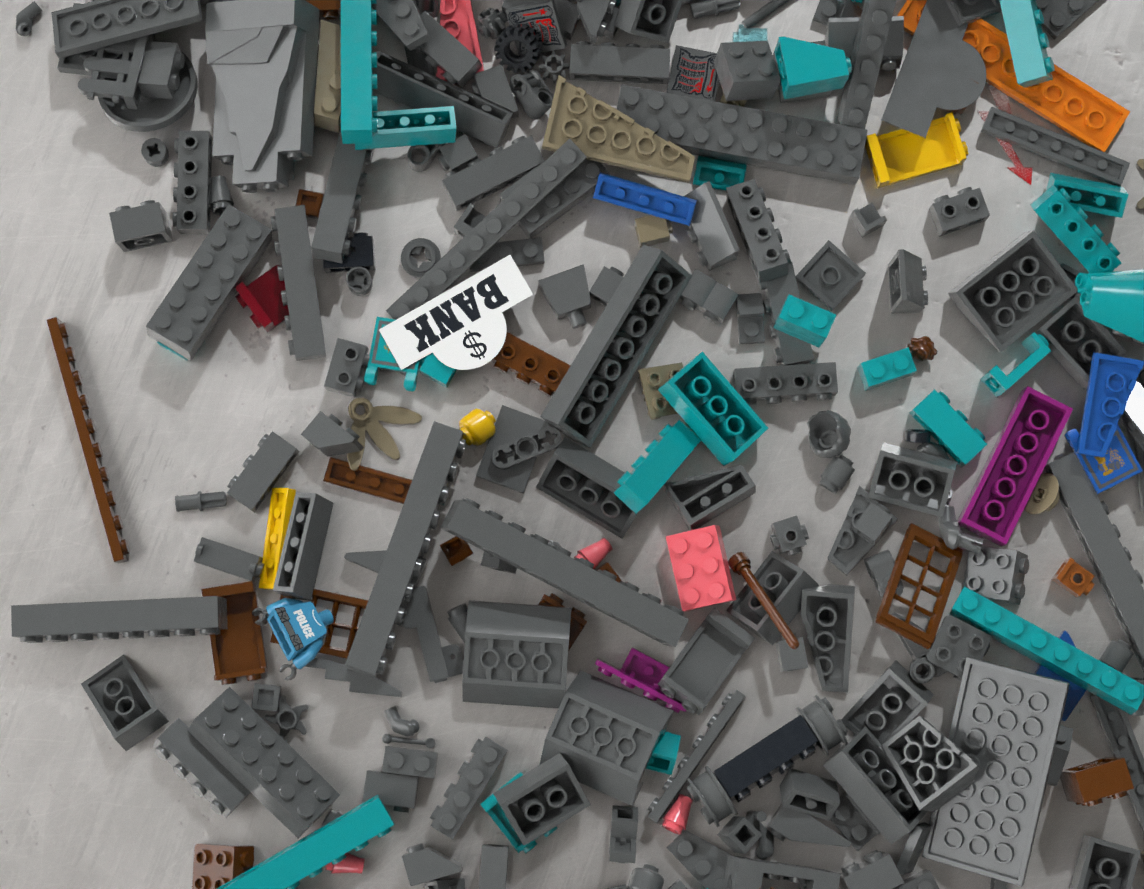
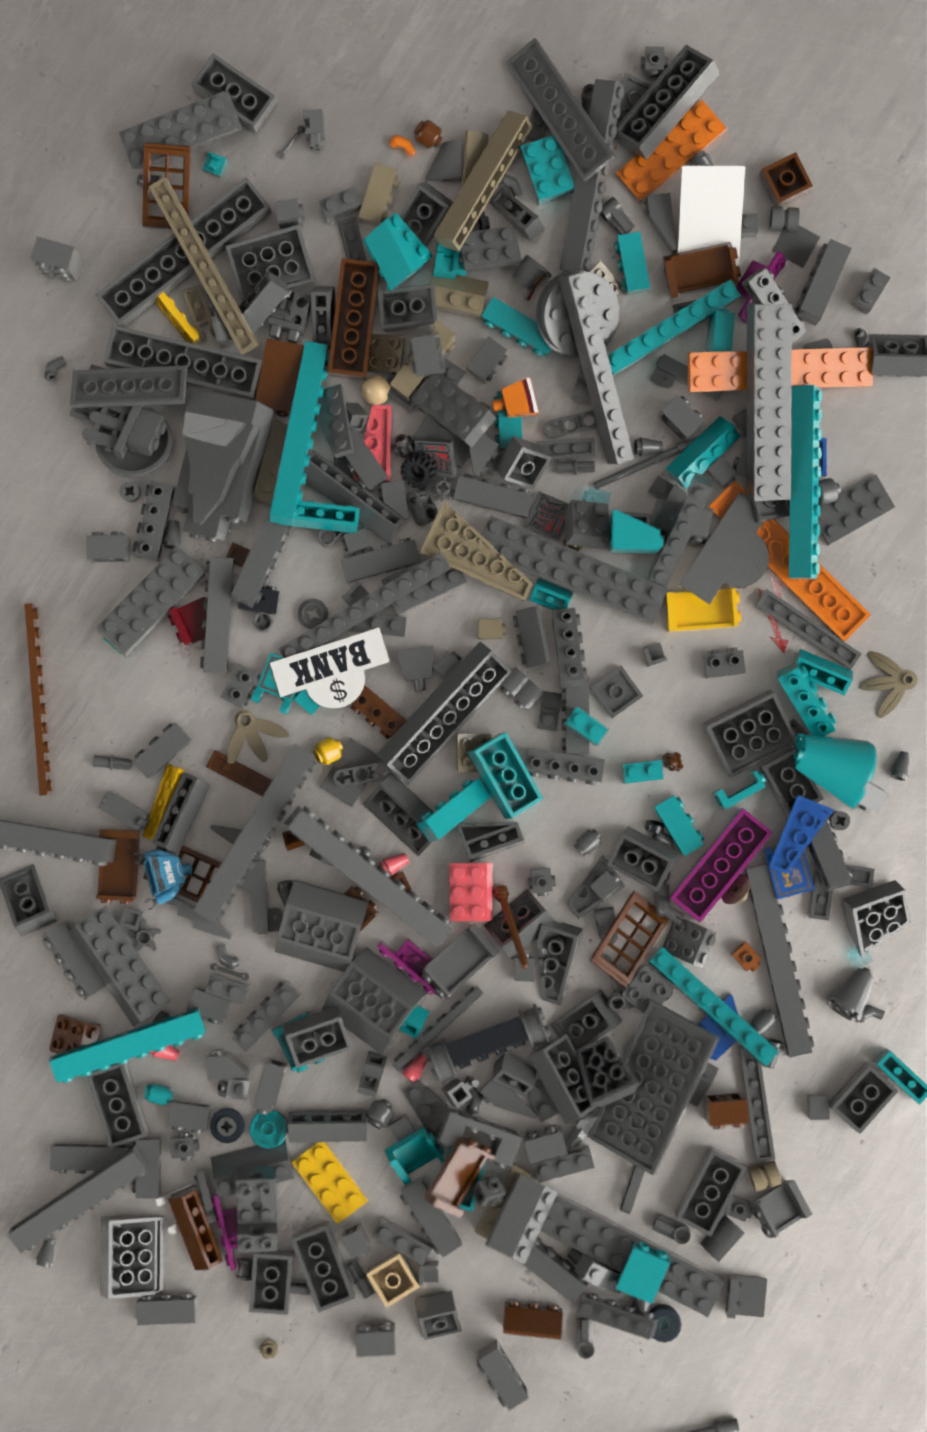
camera: 15 degrees right, 5 degrees up
(329, 437) = (217, 736): dark grey slope -> none
(644, 199) = (488, 607): blue tile -> none
(828, 434) = (587, 812): dark grey hair -> none
(906, 283) = (672, 711): dark grey slope -> none

